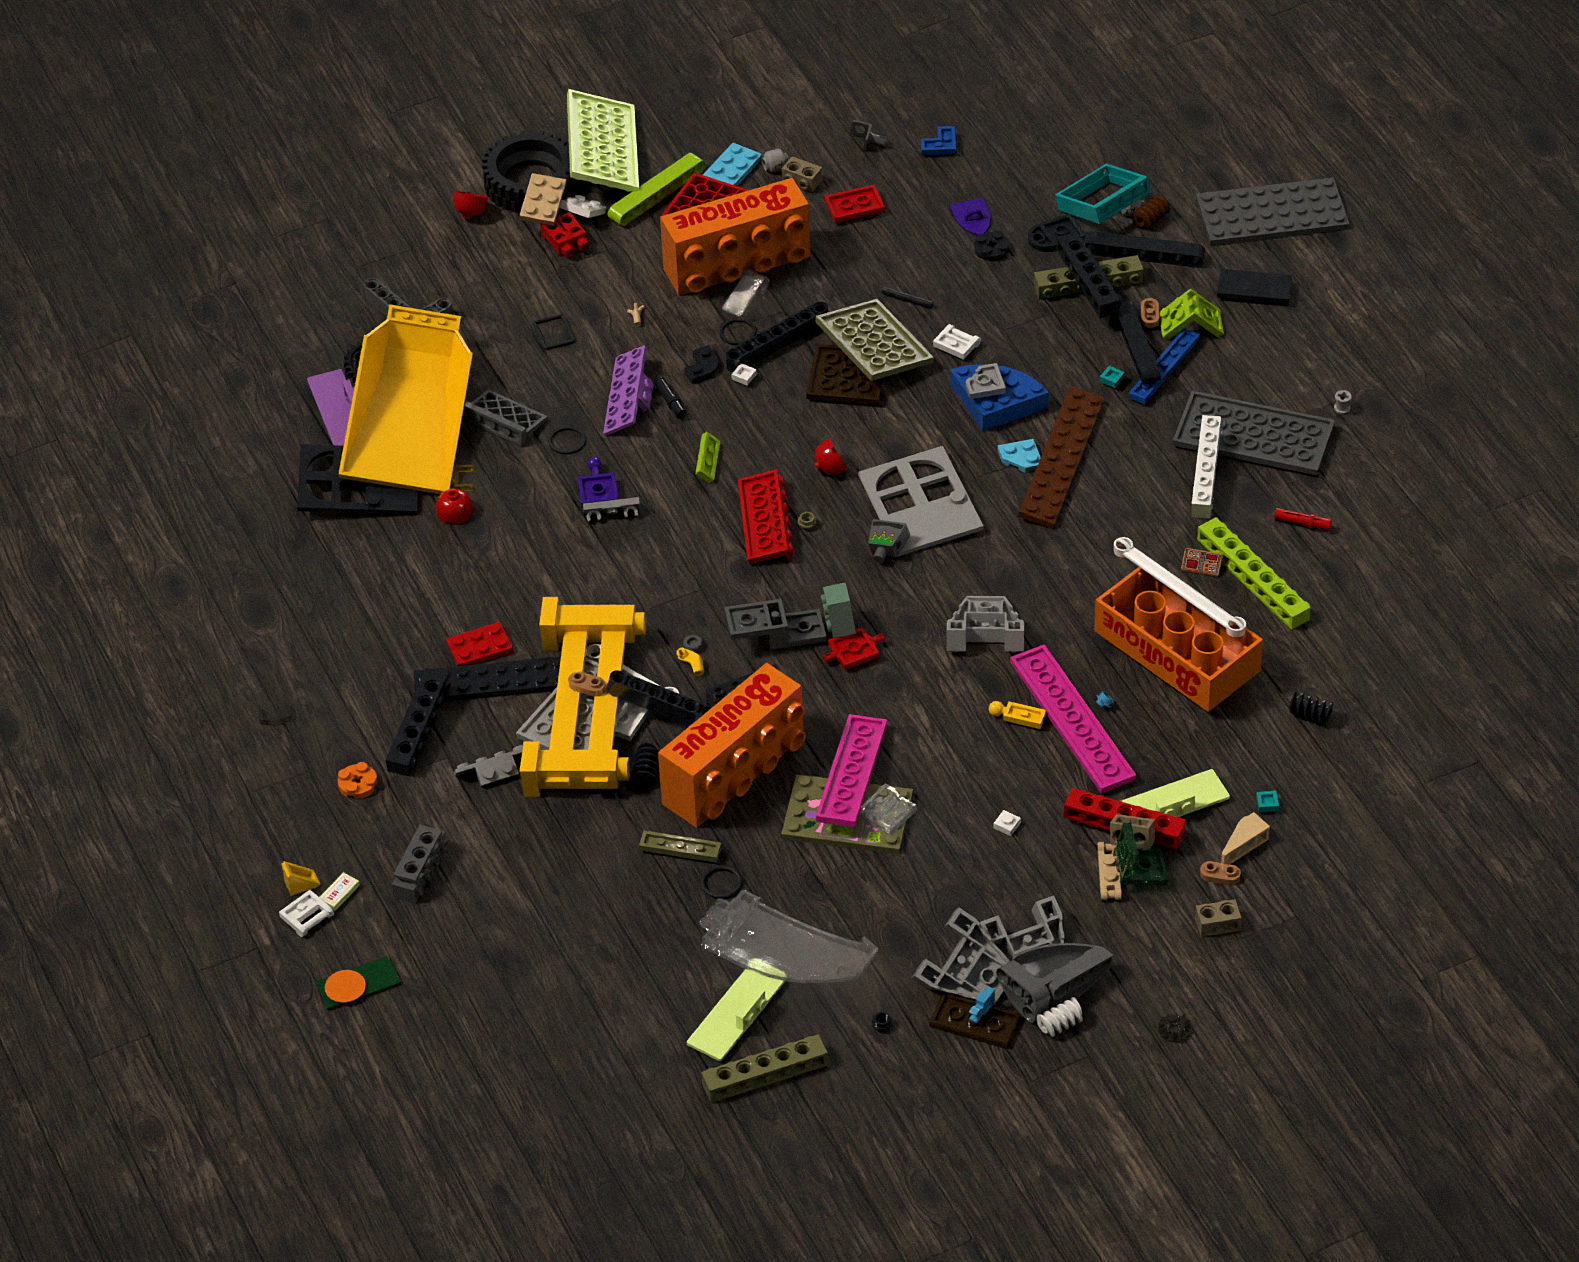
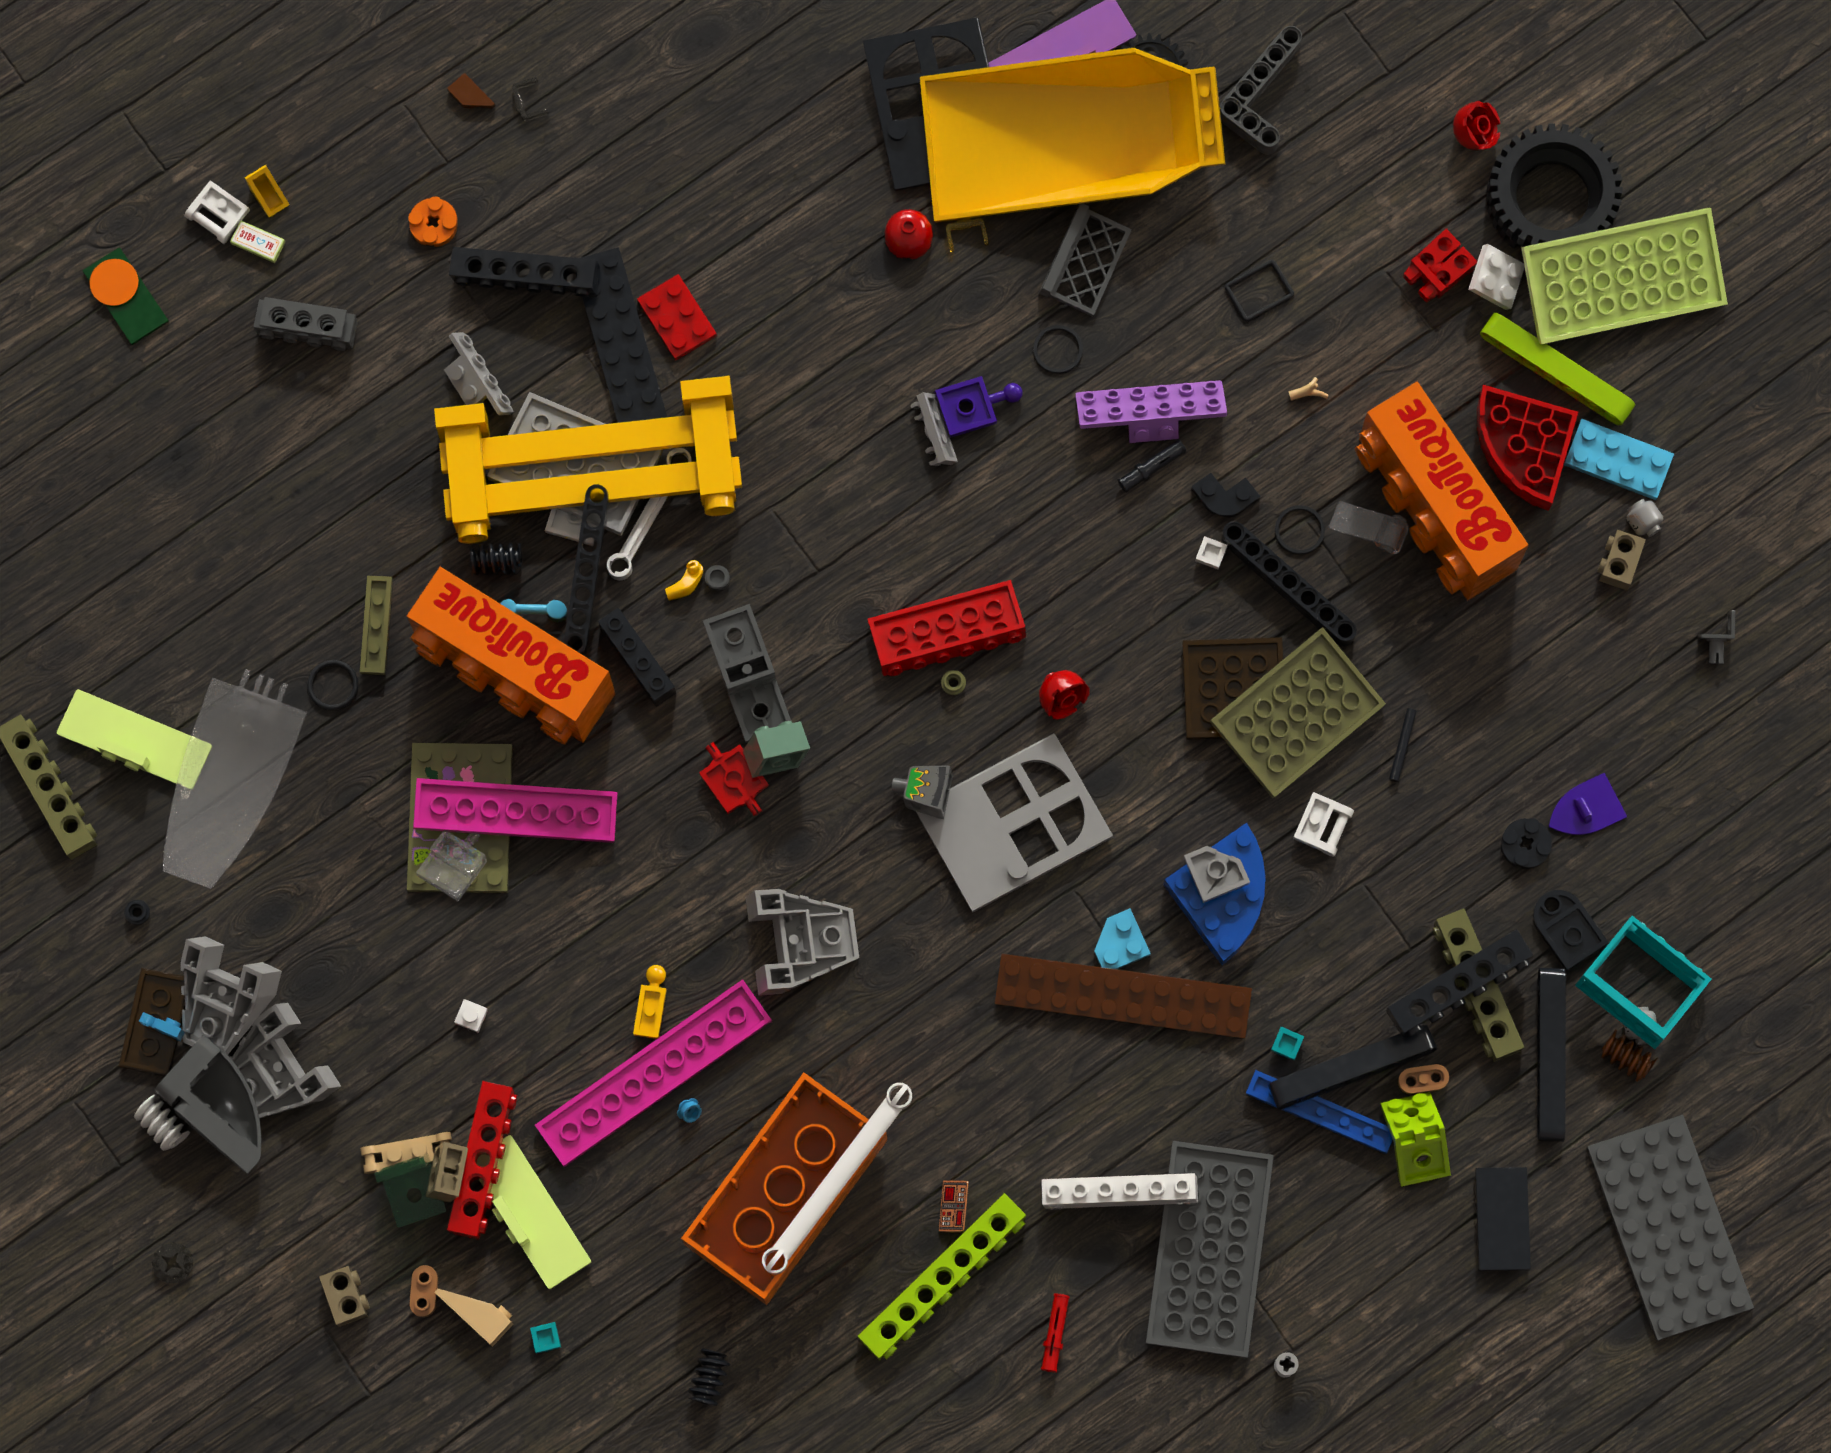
camera: 80 degrees right, 30 degrees up
(258, 748) = (469, 94): none -> reddish brown tile
(542, 199) = (1481, 220): tan plate -> none
(587, 684) = (601, 459): medium nougat plate -> none
(707, 457) = (1045, 534): lime plate -> none
(854, 203) = (1576, 642): red plate -> none
(943, 145) = (1723, 746): blue plate -> none

